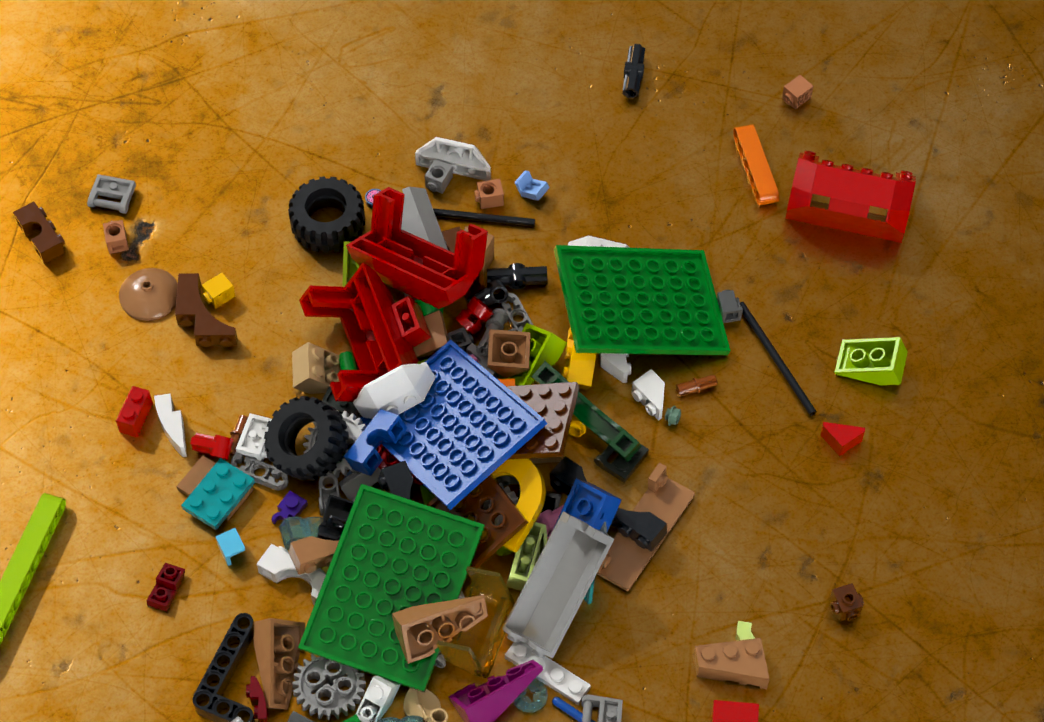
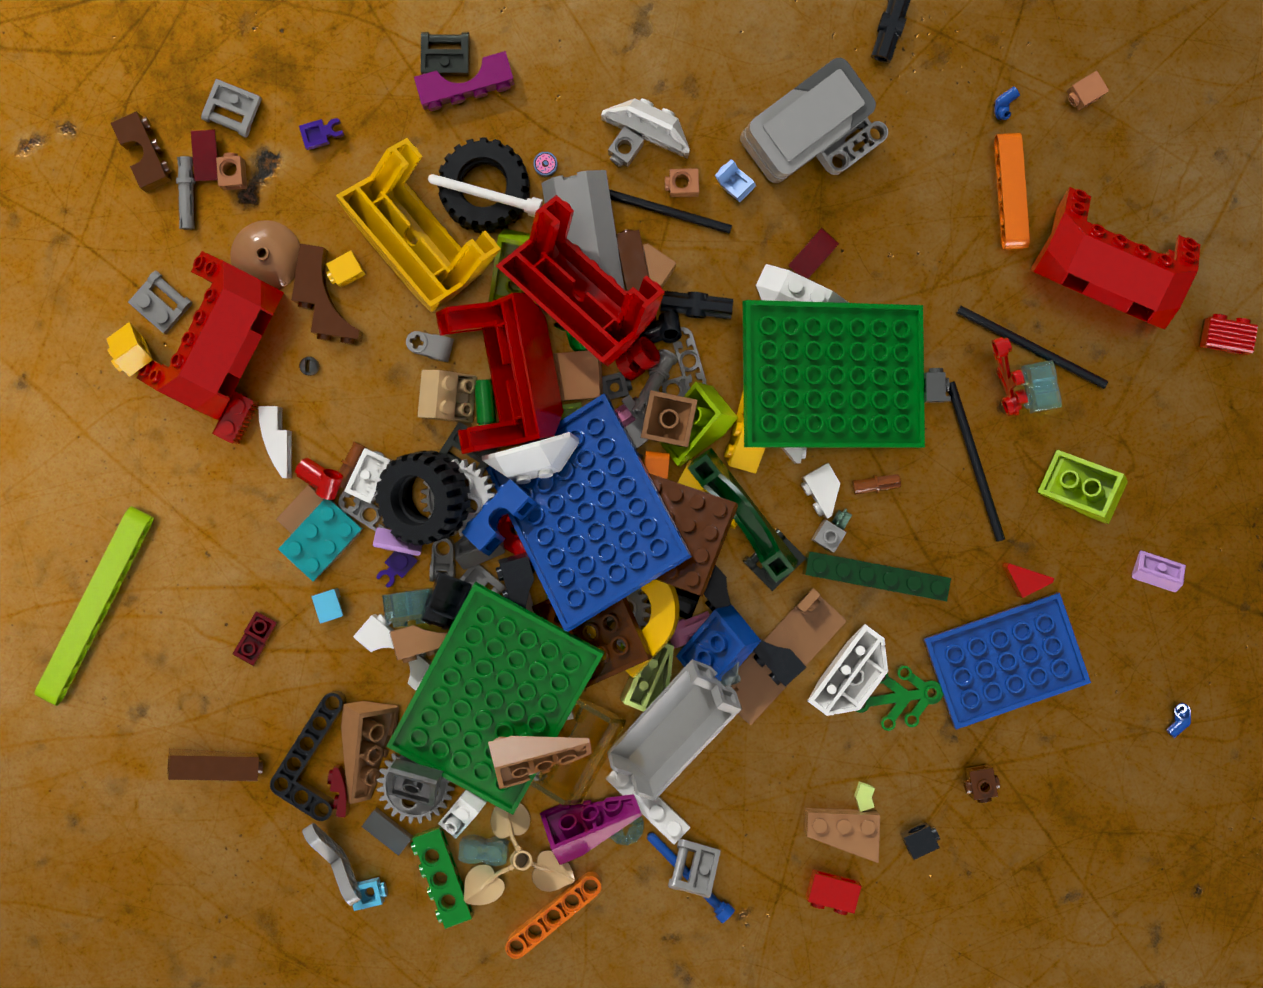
camera: 10 degrees right, 30 degrees up
(37, 368) = (128, 350): none -> yellow brick
(58, 344) = (154, 308): none -> light grey plate
(77, 249) = (185, 185): none -> light grey pin
(92, 228) = (204, 154): none -> dark red slope
(113, 350) = (218, 339): none -> red wedge
(135, 694) = (213, 765): none -> reddish brown slope
(184, 202) = (316, 133): none -> dark purple plate
(198, 365) = (313, 367): none -> dark grey hinge
(265, 255) = (409, 233): none -> yellow wedge
(280, 159) = (437, 91): none -> magenta arch
(281, 139) = (445, 60): none -> pearl dark grey plate
(287, 486) = (385, 540): none -> lavender slope
(297, 334) = (434, 345): none -> light grey piece
(327, 671) = (413, 782): none -> flat silver slope
(366, 214) = (529, 205): none -> white piece
(411, 321) = (561, 363): red brick -> none
(586, 132) = (814, 123): none -> light grey piece
(607, 225) = (813, 253): none -> dark red slope
(664, 427) = (828, 536): none -> light grey brick
(710, 527) = (852, 674): none -> white wedge
(733, 110) = (1003, 102): none -> blue arm
(744, 450) = (876, 576): none -> dark green arch
(756, 546) = (903, 697): none -> green plant
(784, 289) = (1013, 401): none -> red plant
(801, 269) = (1032, 347): none -> black piece
(804, 662) = (920, 840): none -> black brick
(815, 293) = (1041, 386): none -> clear light blue brick
(842, 504) = (1007, 660): none -> blue plate
(954, 418) = (1159, 571): none -> lavender slope
(958, 237) = (1229, 335): none -> red brick
(1009, 527) = (1182, 720): none -> blue arm

